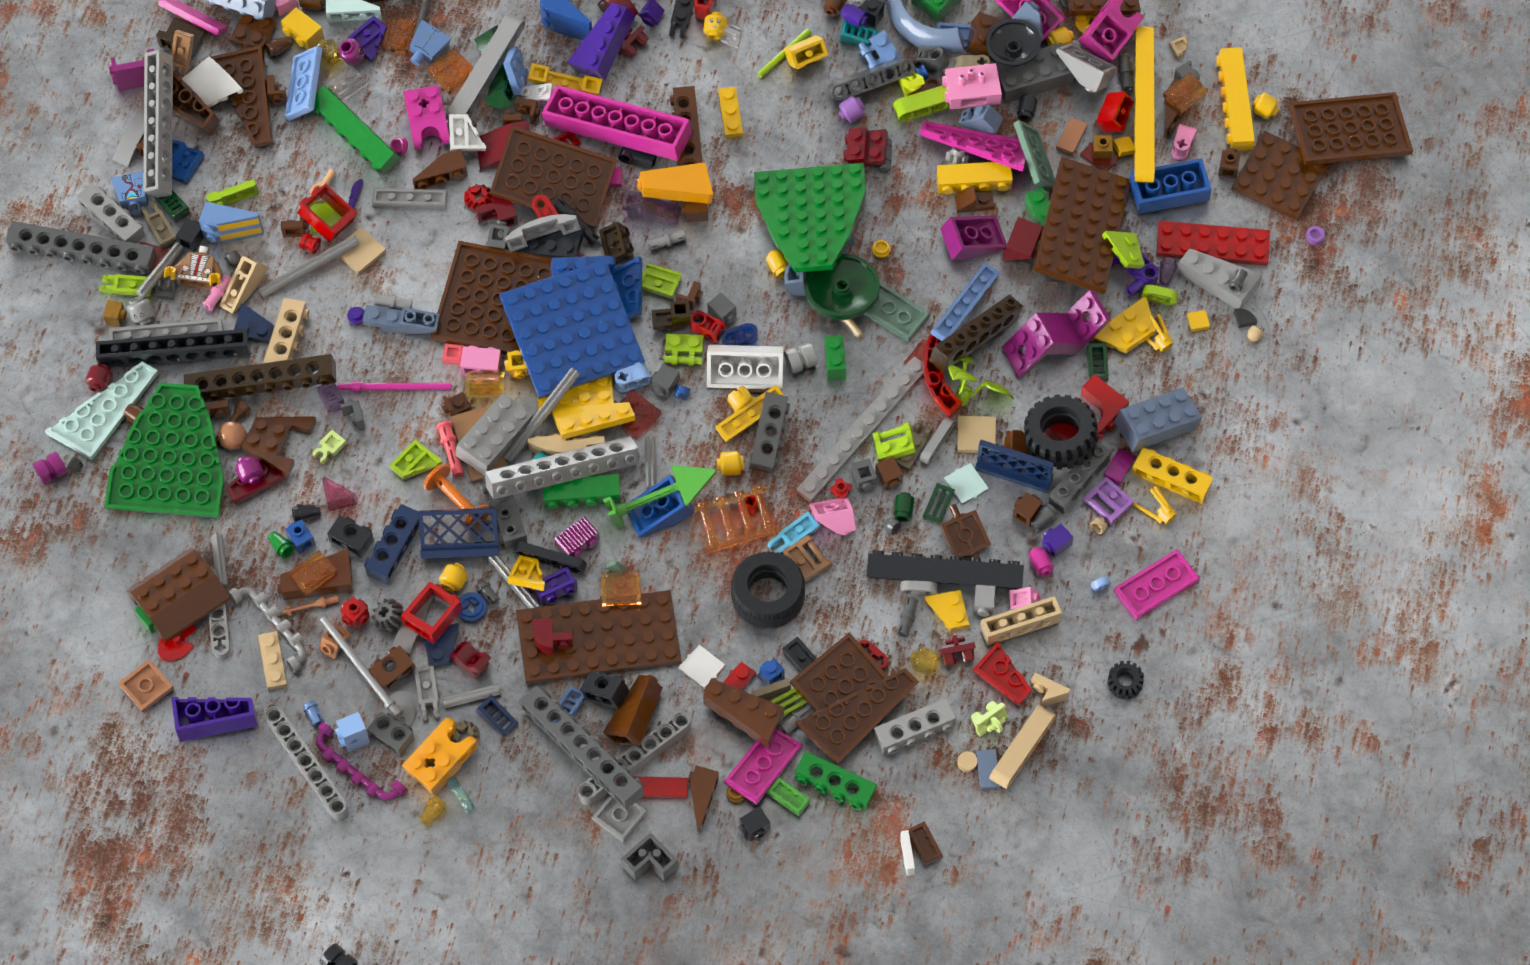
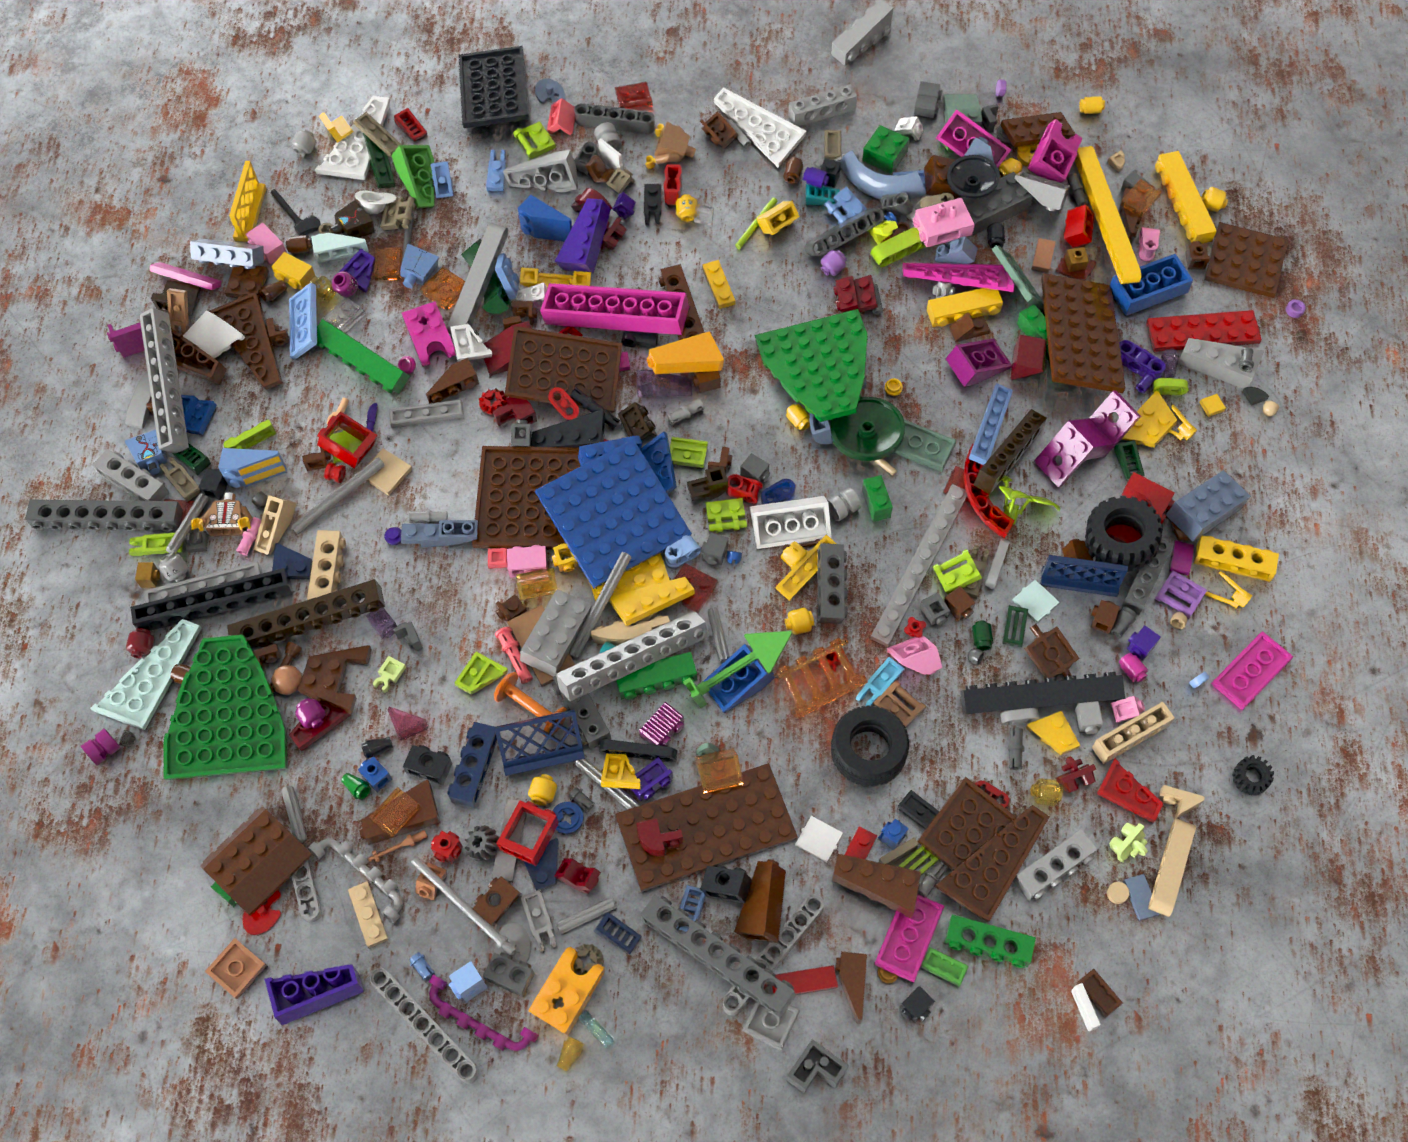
camera: 10 degrees left, 0 degrees up
(357, 386) = (406, 607): dark pink bar -> none
(539, 227) = (561, 419): light grey slope -> none
(972, 430) = (1031, 549): tan tile -> none
(1124, 146) = (1096, 256): yellow tile -> none
(1126, 248) = (1131, 347): lime wing -> none
(1350, 128) = (1298, 207): reddish brown plate -> none

